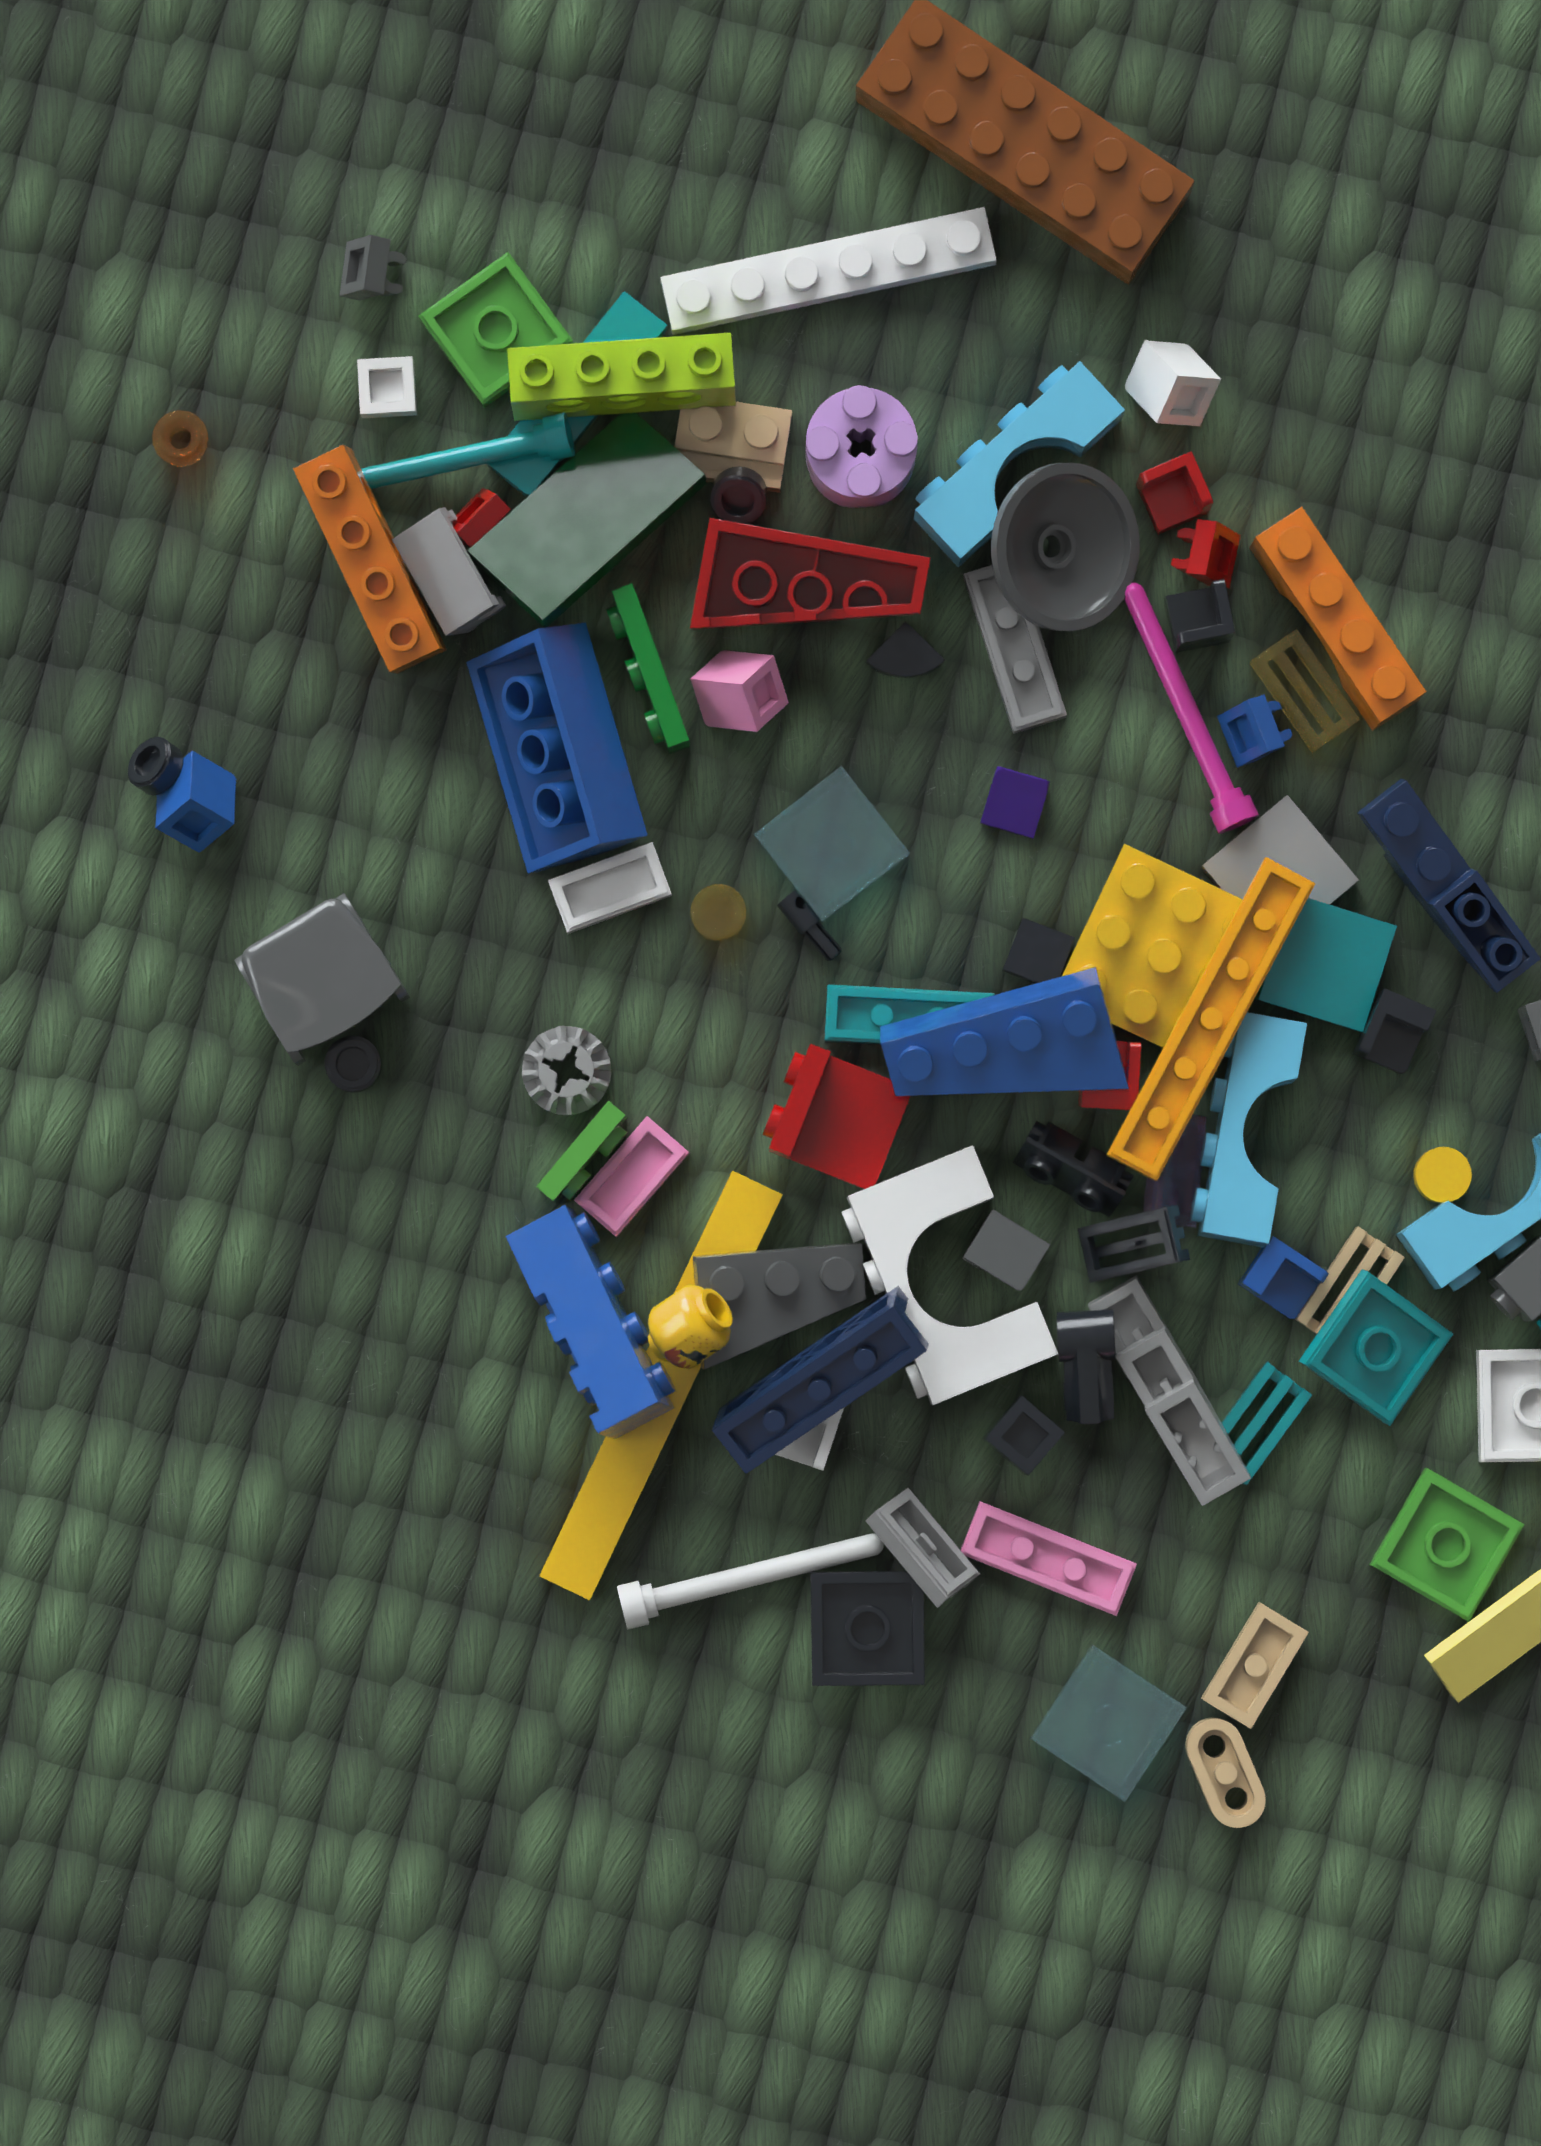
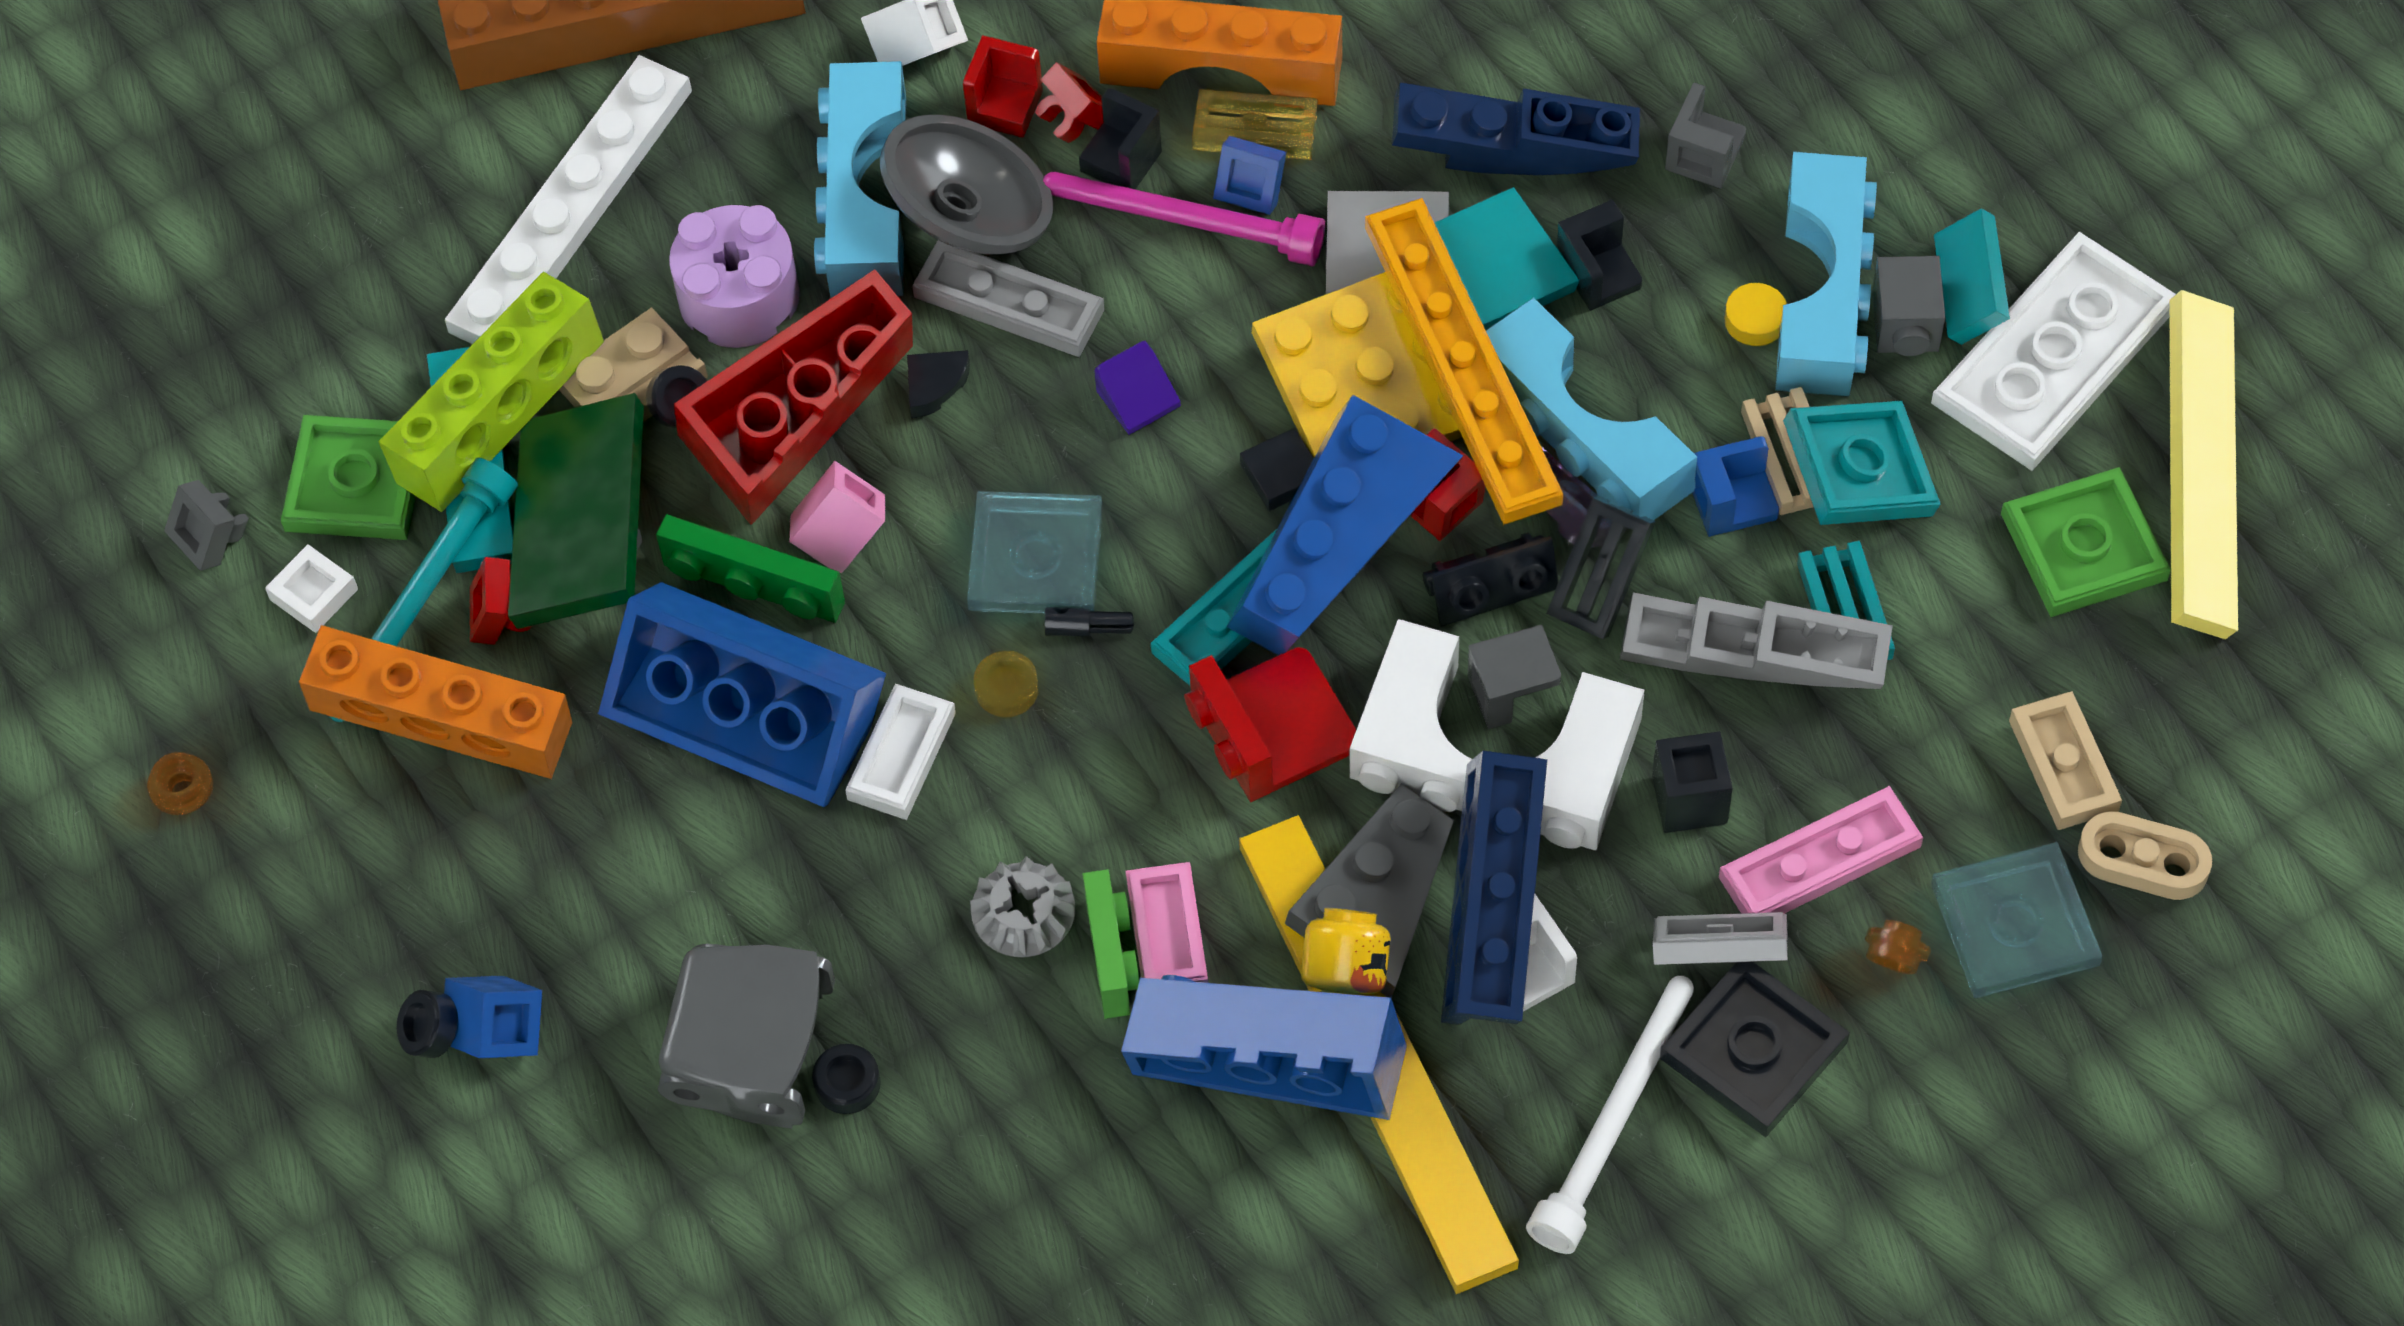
camera: 45 degrees left, 25 degrees down
(446, 573) = (514, 646): light grey hinge -> none
(1017, 1664) = (1897, 947): none -> clear orange plate
(1087, 1351) = (1671, 680): black piece -> none

